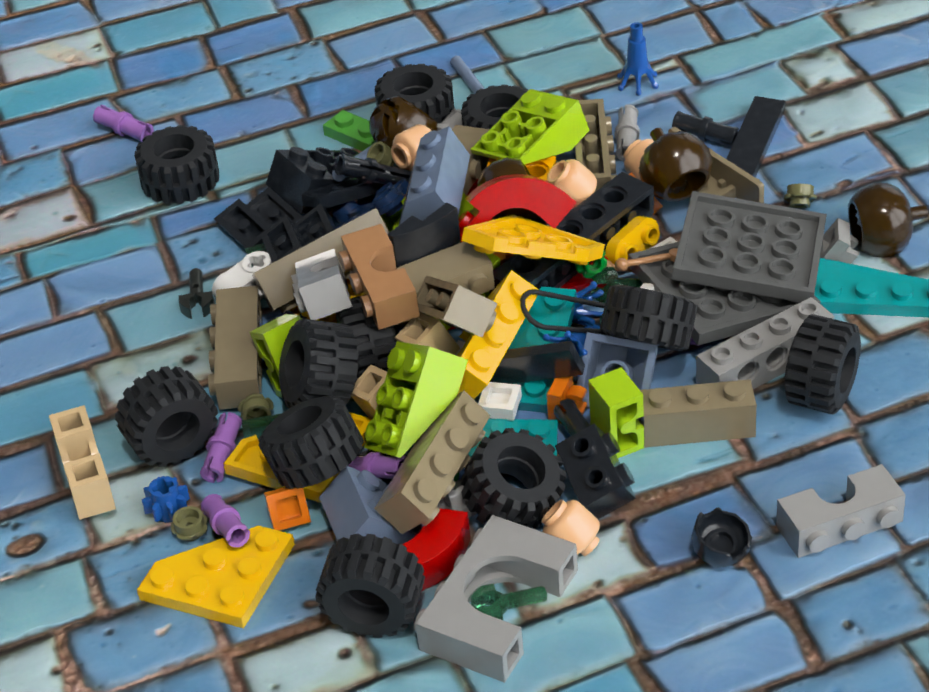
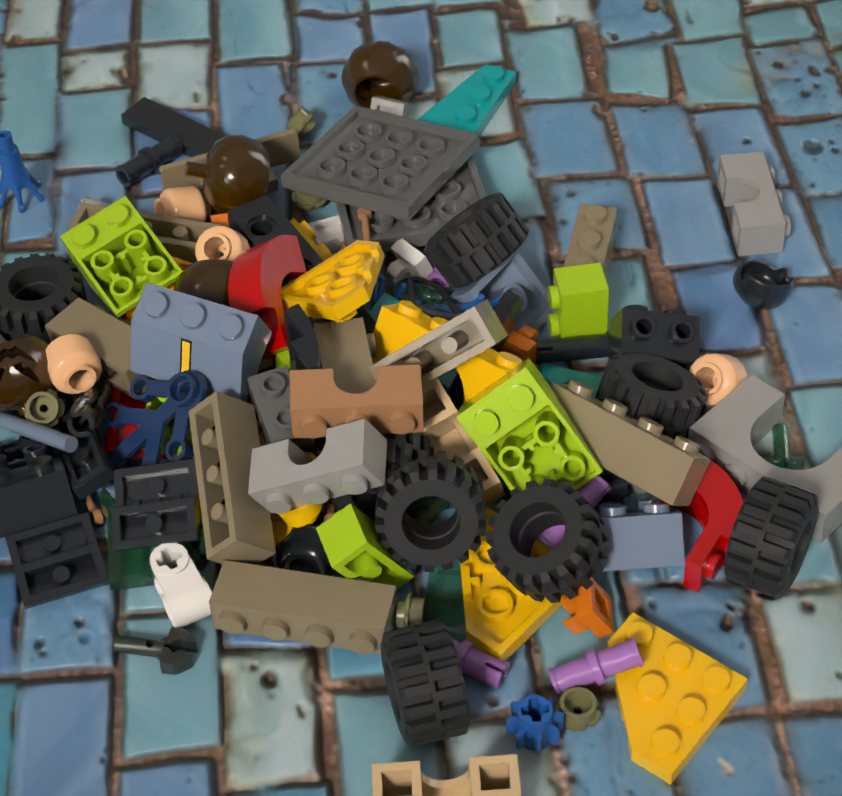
camera: 75 degrees left, 5 degrees up
(758, 351) = (517, 178): light grey brick -> none
(822, 364) = (581, 152): black tyre -> none

